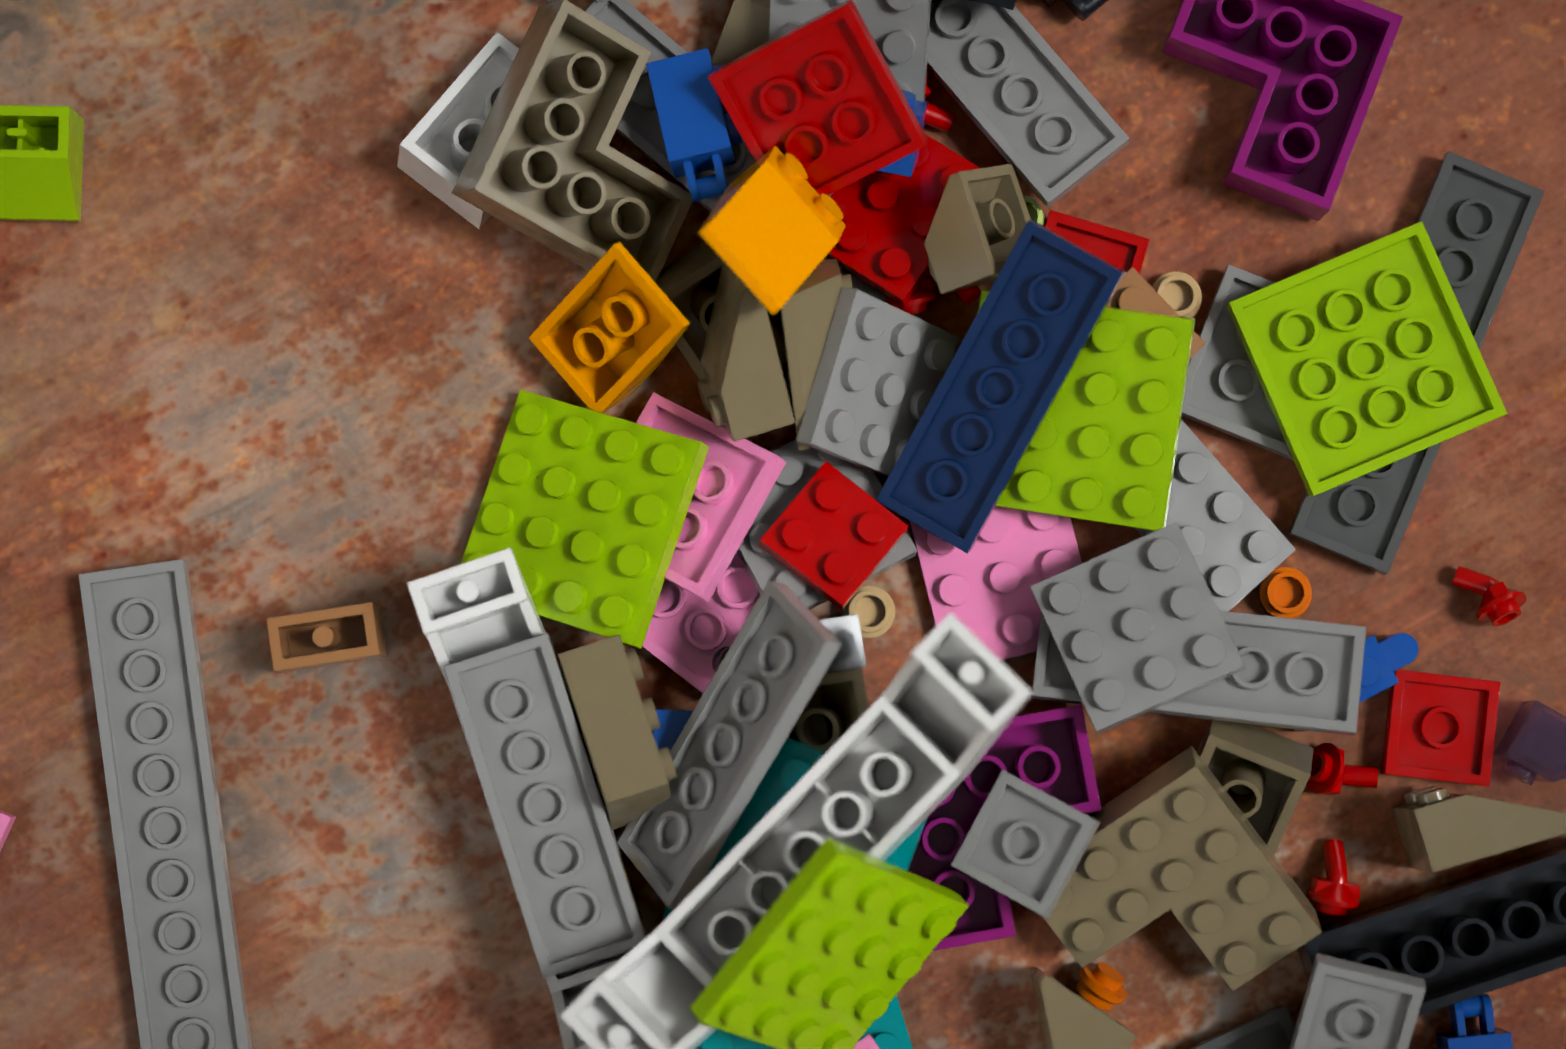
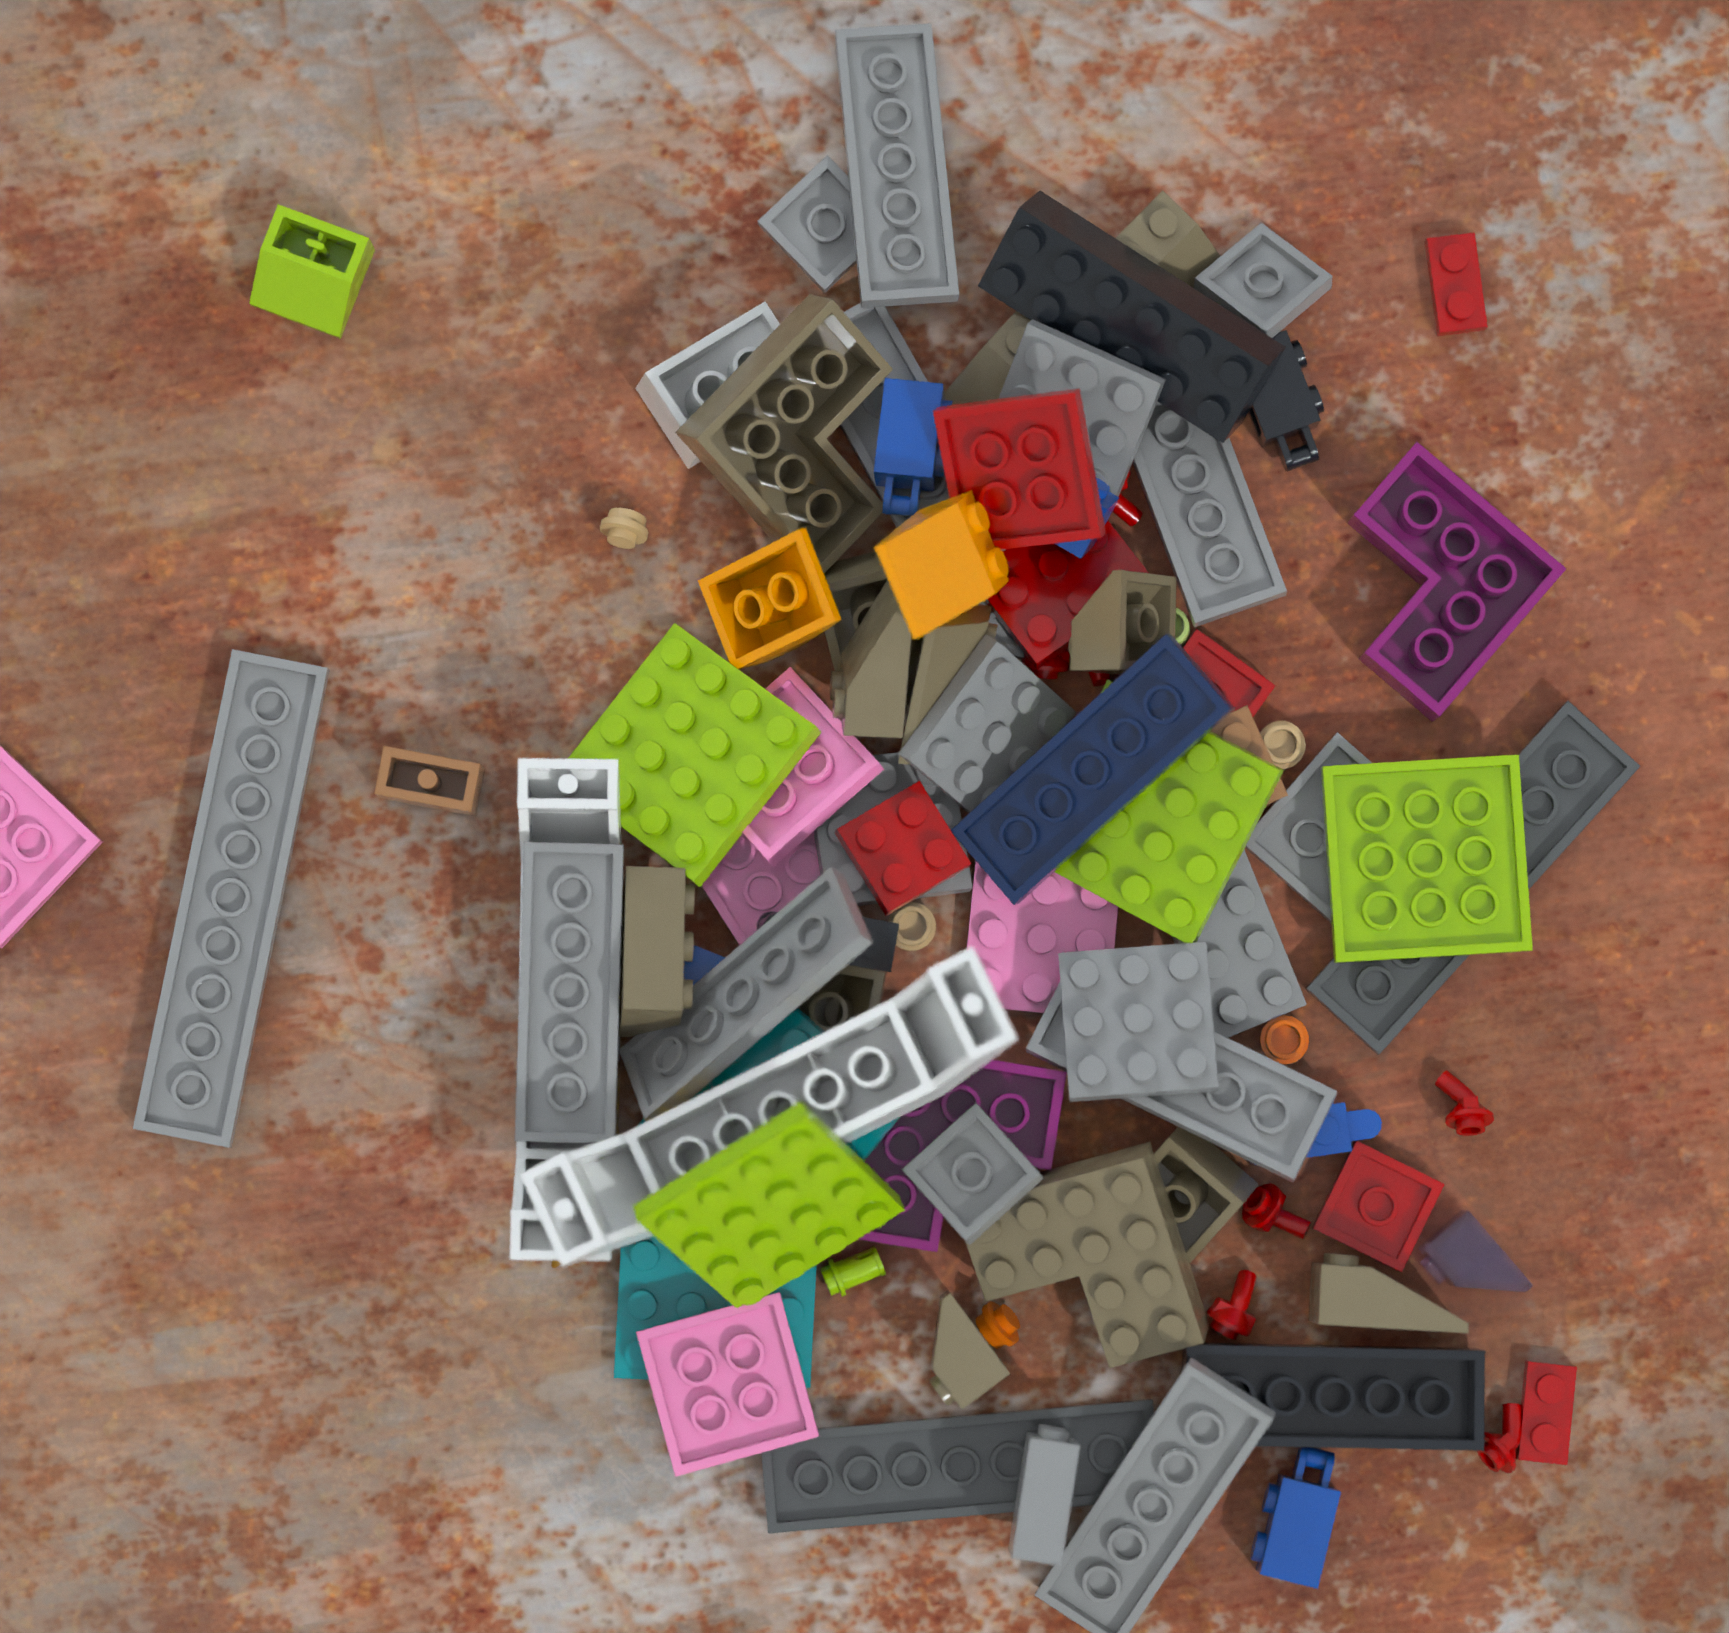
camera: 20 degrees right, 0 degrees up
(435, 311) = (624, 528): none -> tan plate
(934, 983) = (852, 1271): none -> lime pin

